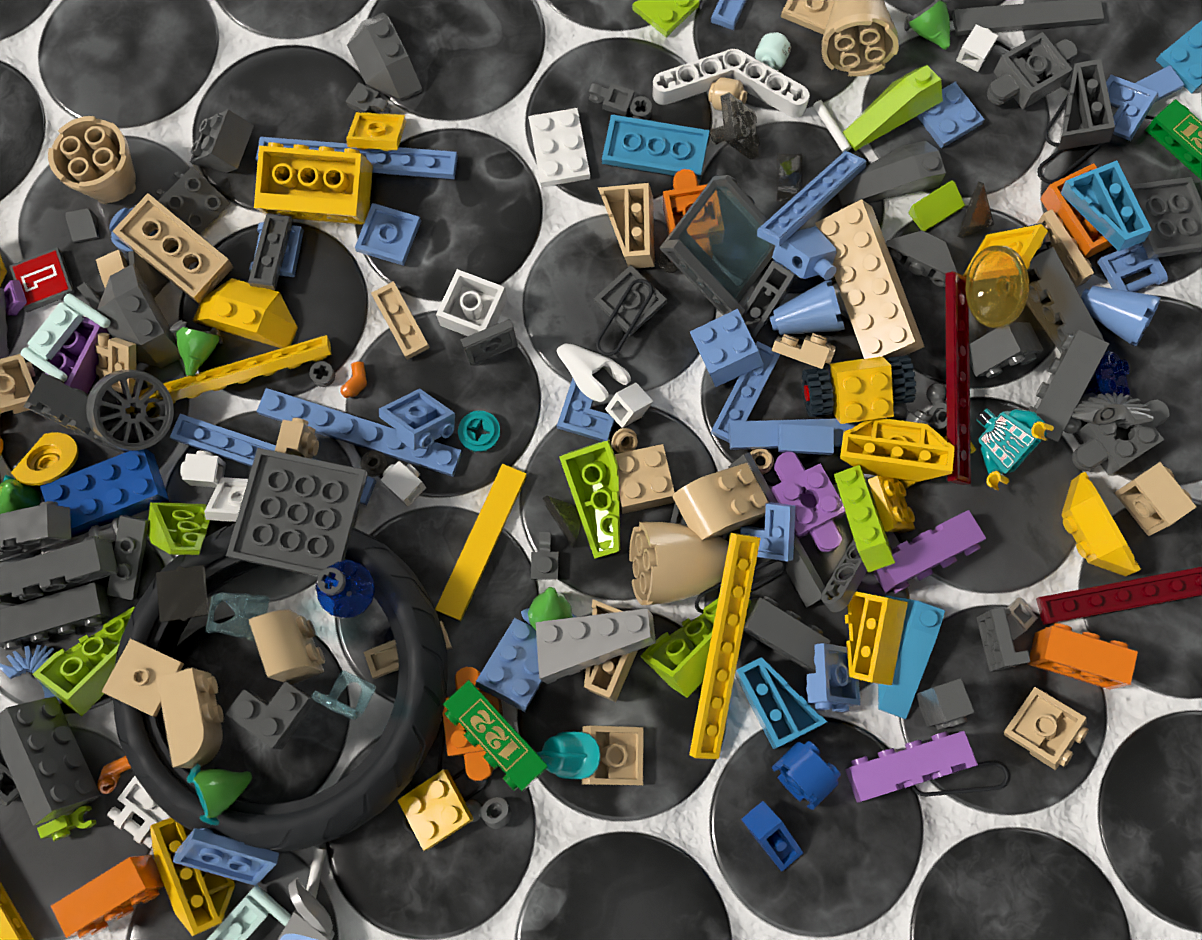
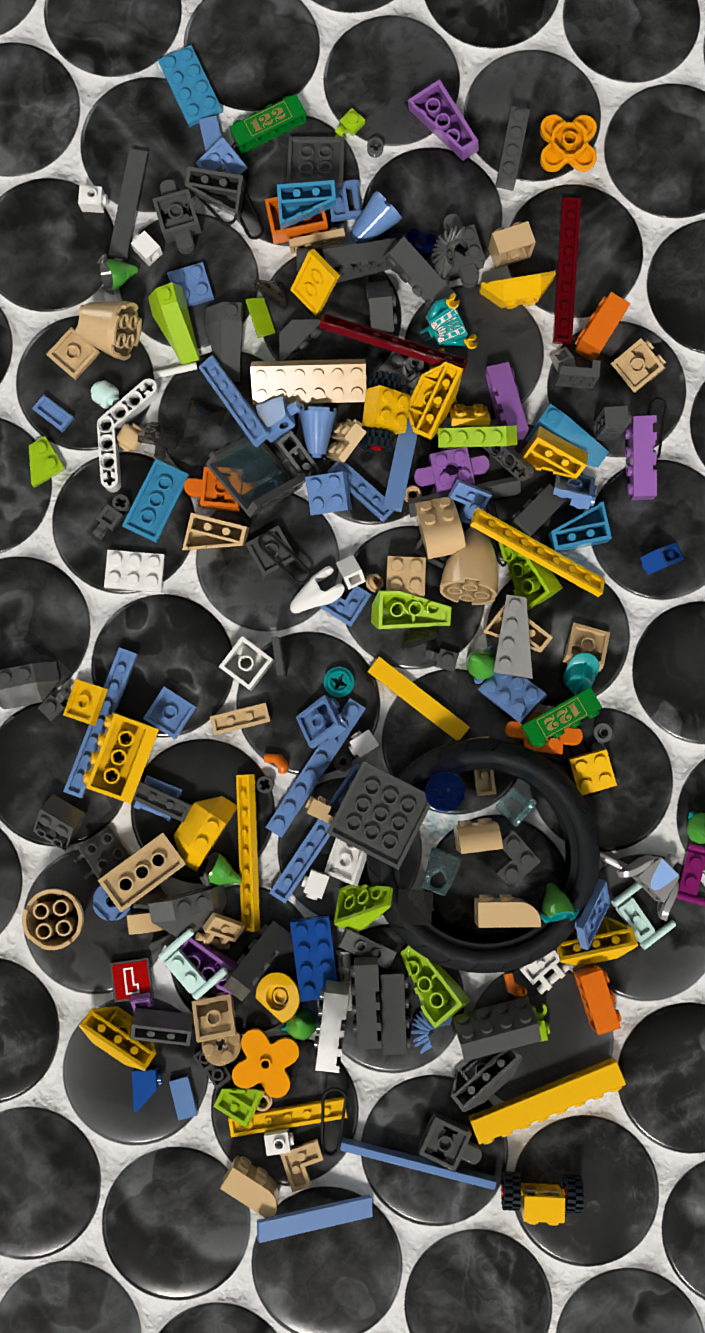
camera: 80 degrees left, 10 degrees up
(82, 225) = (96, 941): dark grey slope -> none
(136, 677) = (466, 944): tan plate -> none
(163, 414) = (265, 923): dark grey piece -> none
(339, 577) = (439, 792): dark grey bush -> none
(806, 439) = (409, 458): medium blue tile -> none
(807, 774) = (630, 525): blue brick -> none
(997, 286) = (344, 296): clear yellow dish -> none

